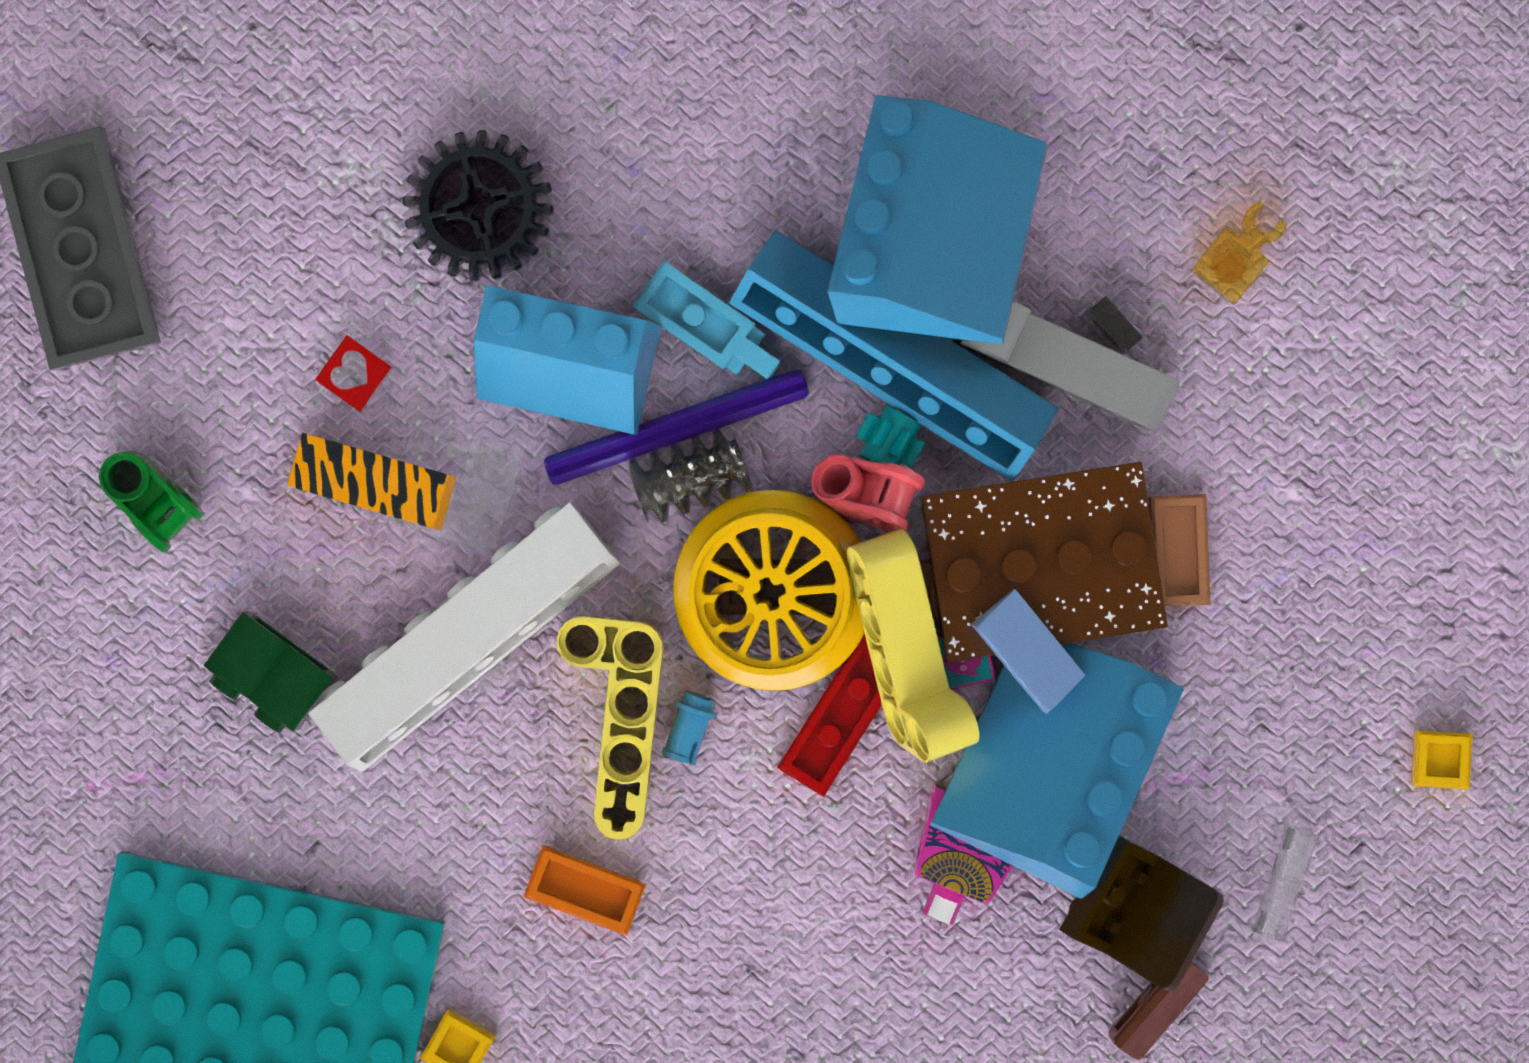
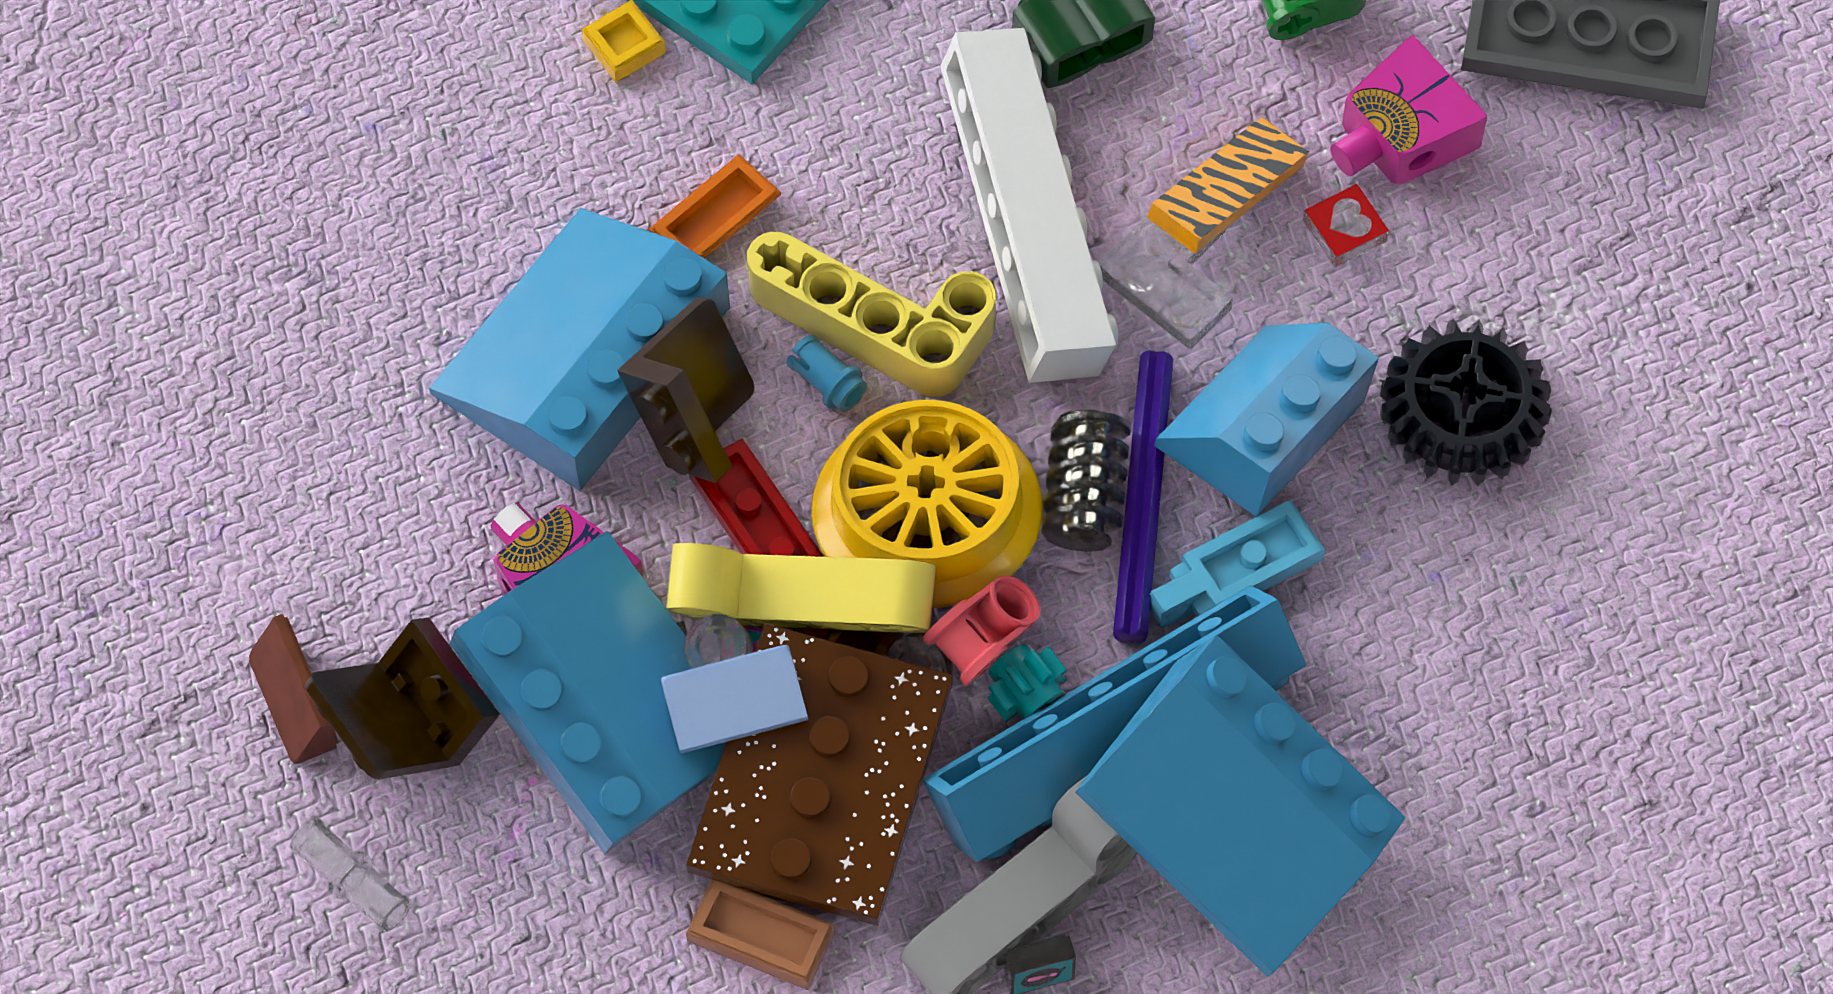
camera: 115 degrees right, 25 degrees down
(235, 365) = (1408, 118): none -> dark pink torso
(754, 938) = (552, 348): none -> dark azure slope
(770, 828) = (688, 387): none -> dark brown bracket
(985, 688) = (716, 640): none -> clear tile

